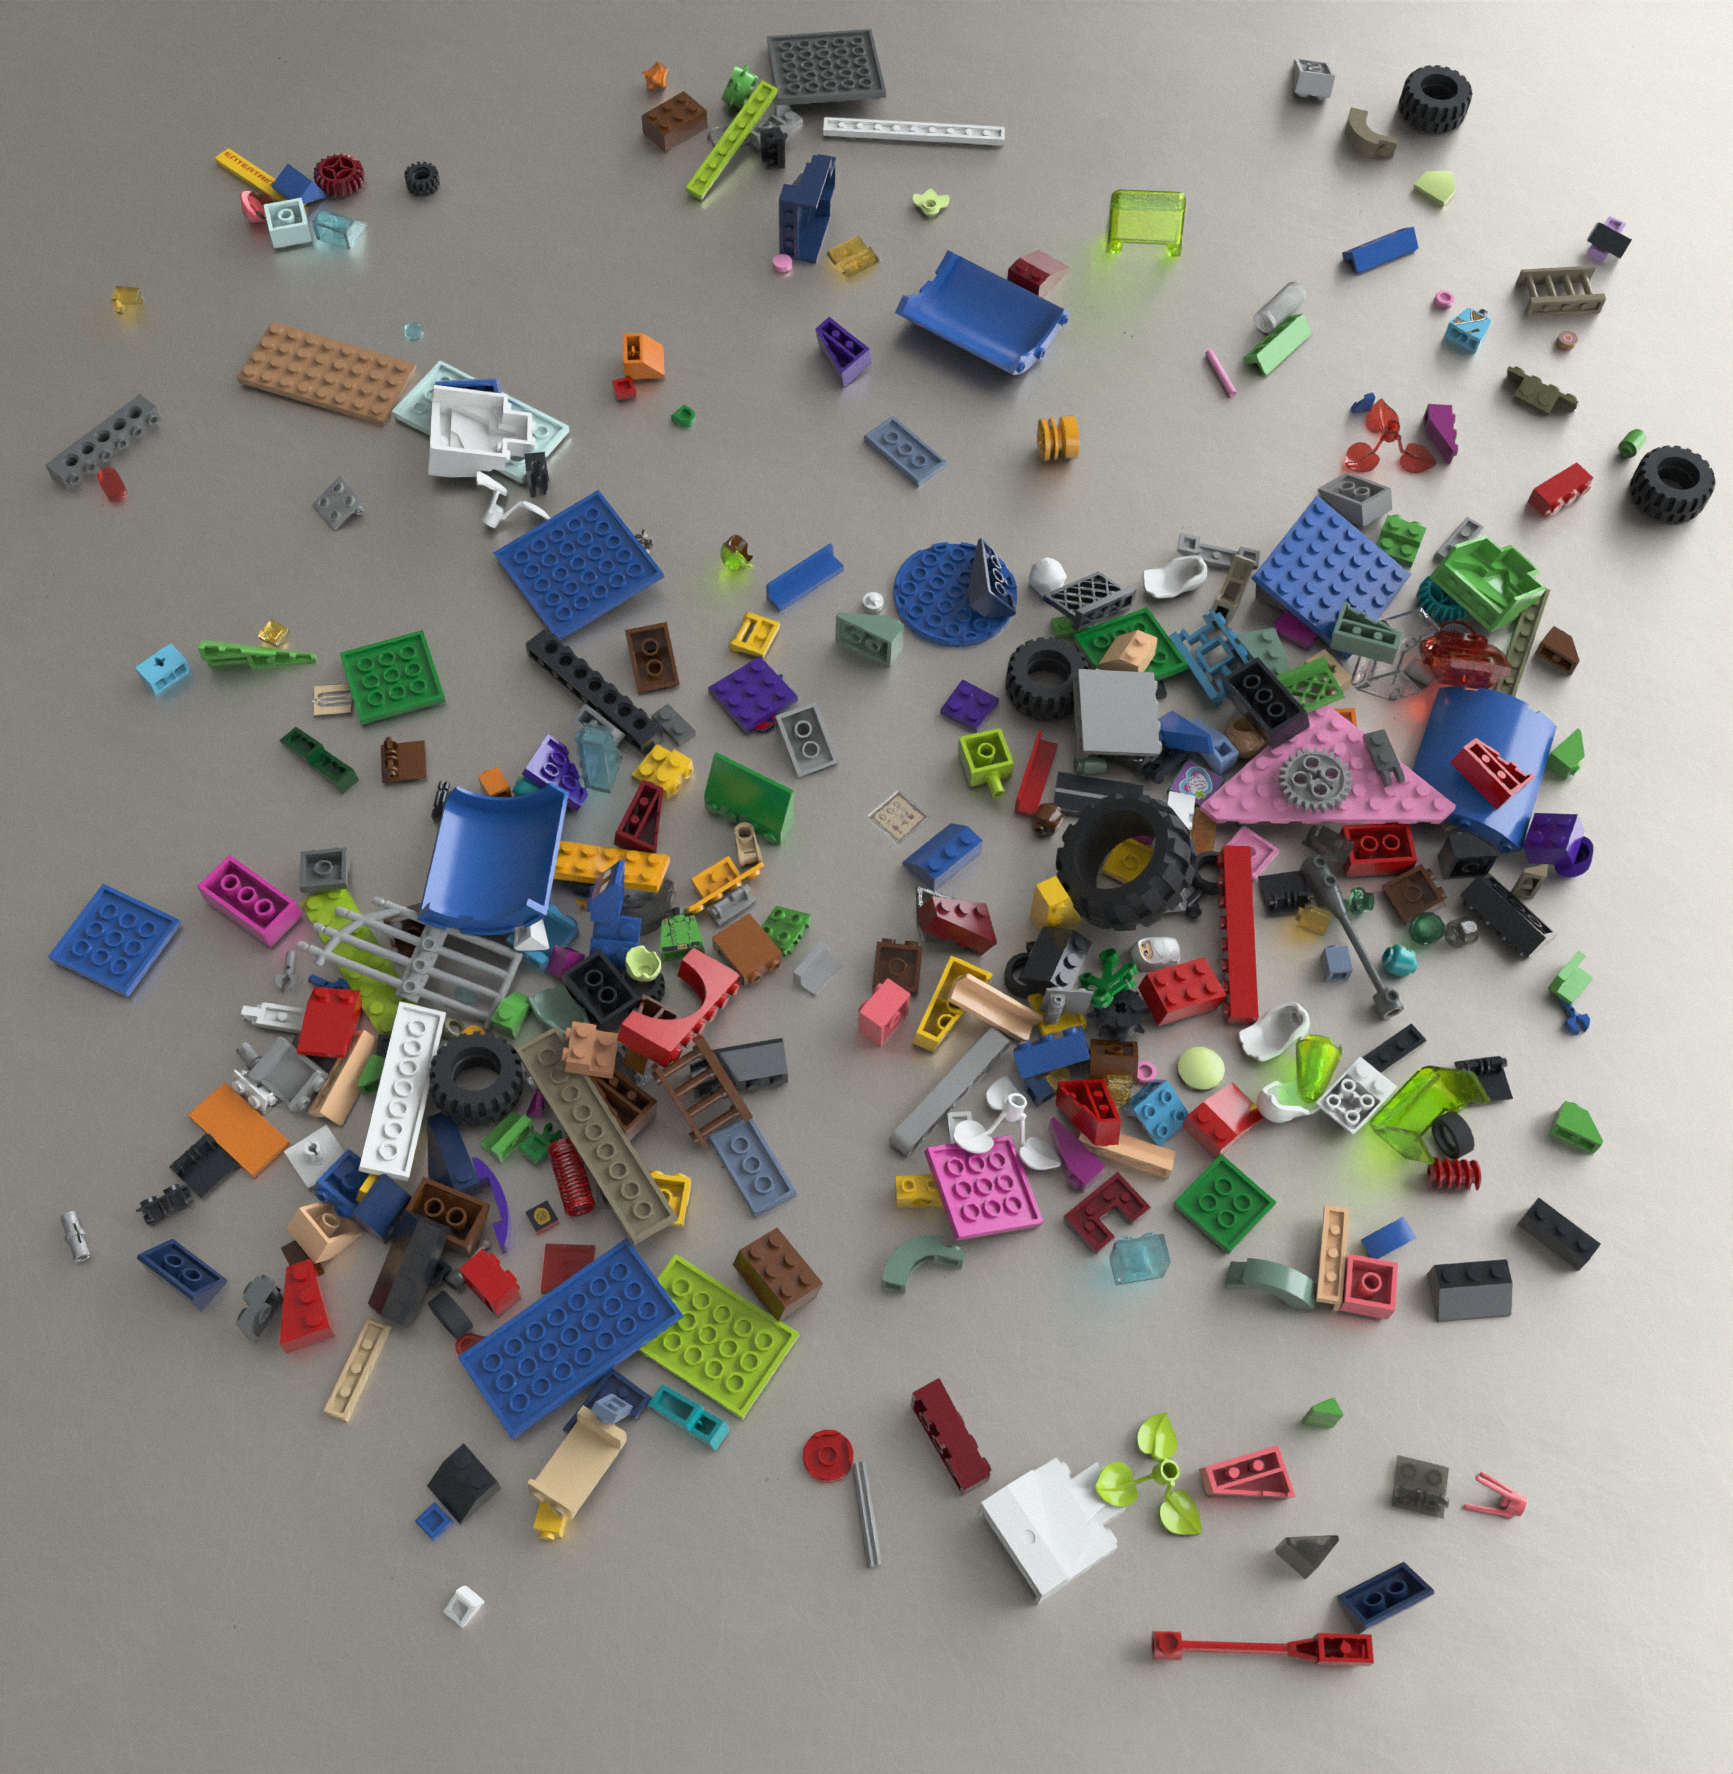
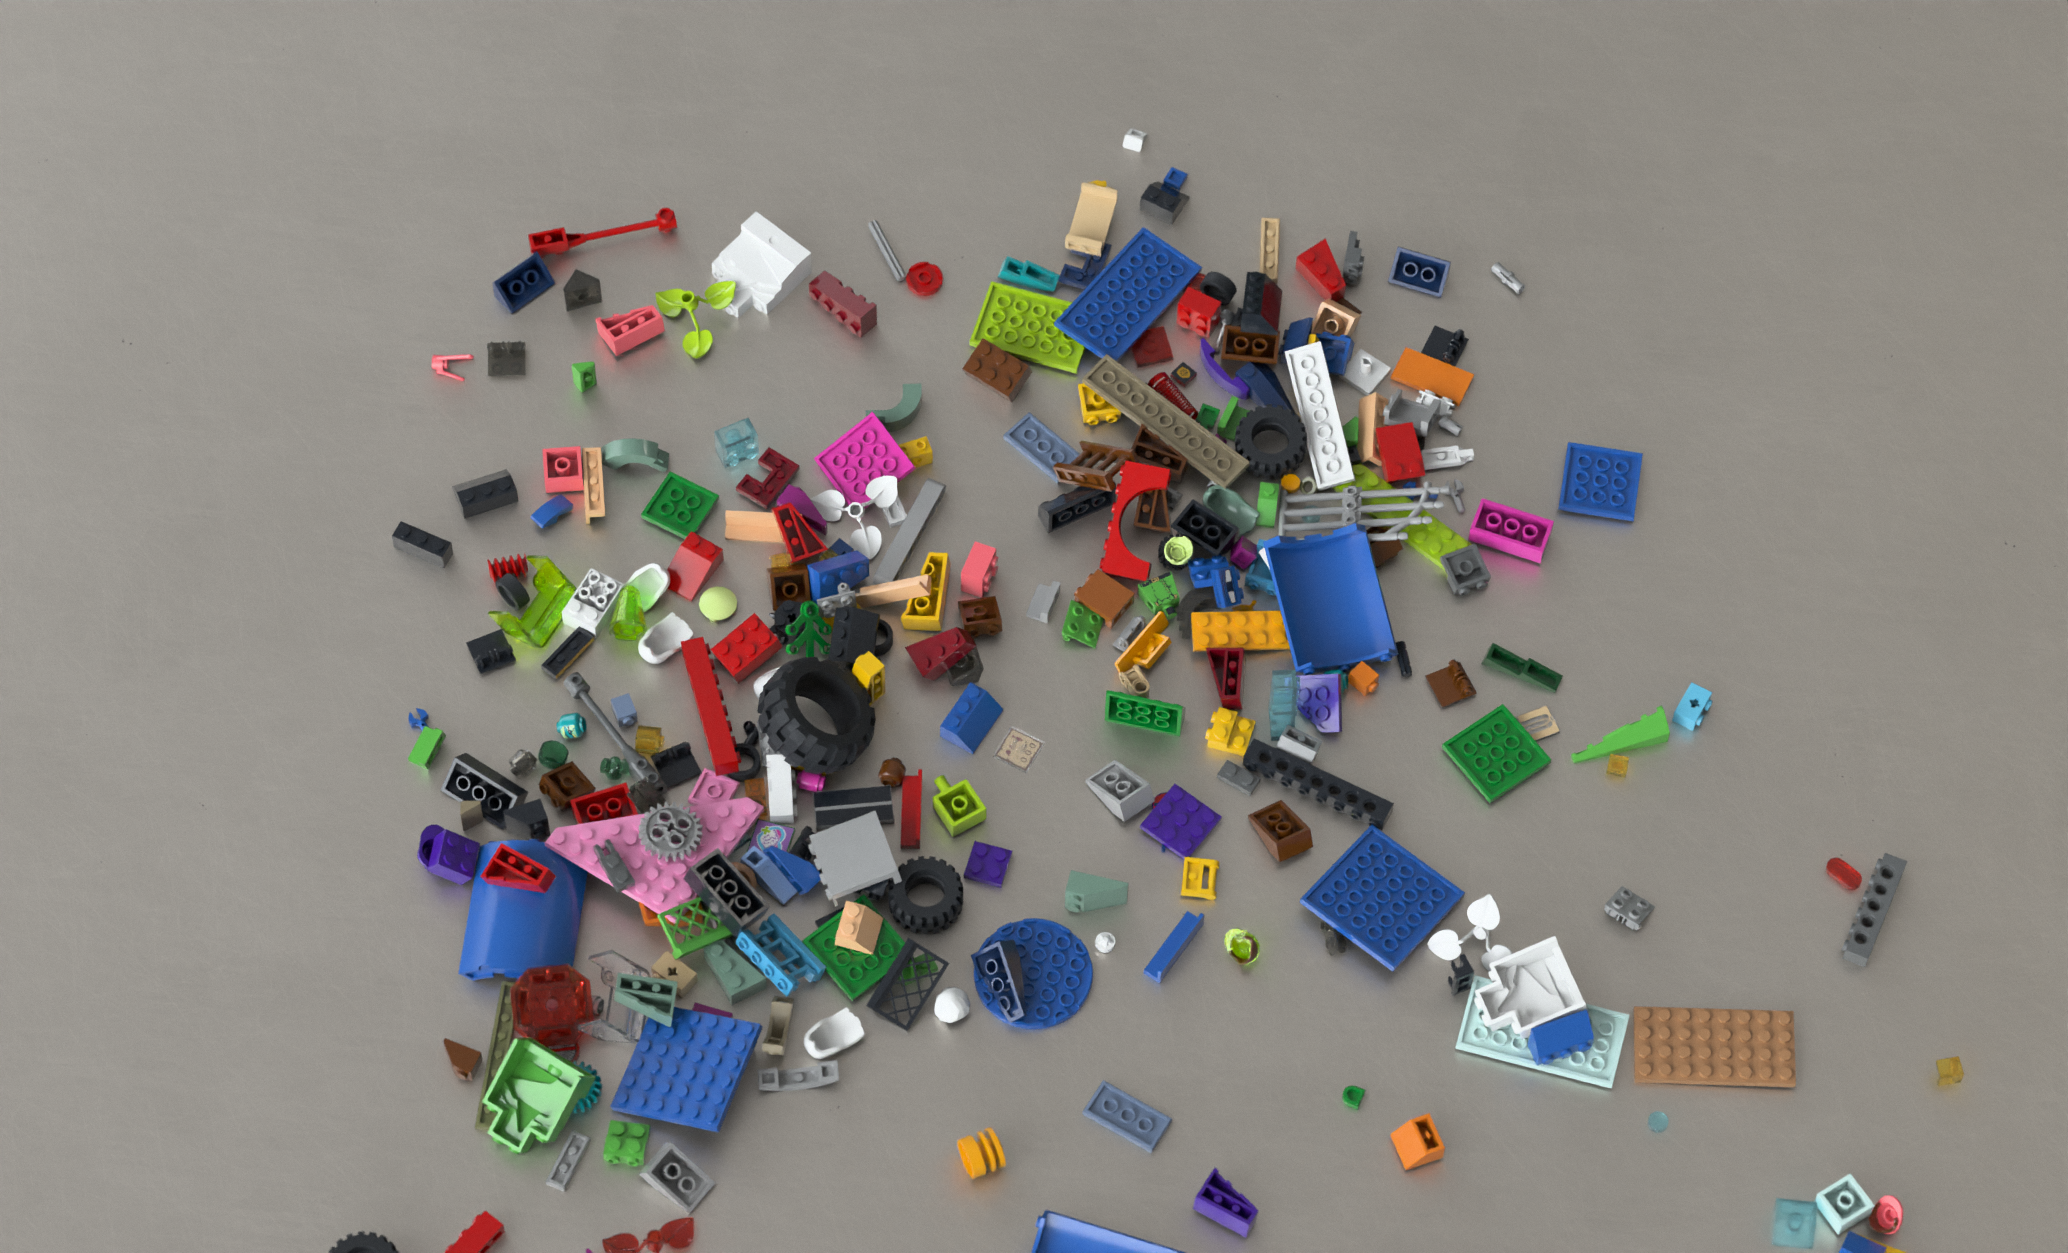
camera: 165 degrees right, 0 degrees up
(151, 1204) = (1457, 309): black hinge -> none
(589, 1051) = (1191, 472): nougat plate -> none
(611, 1409) = (1080, 251): sand blue plate -> none
(624, 388) = (1423, 1106): red plate -> none
(1146, 1072) = (761, 590): bright pink tile -> none
(1157, 1110) = (747, 558): dark azure bracket -> none
(1567, 757) = (446, 951): bright green slope -> none
(1576, 1127) = (415, 629): bright green slope -> none

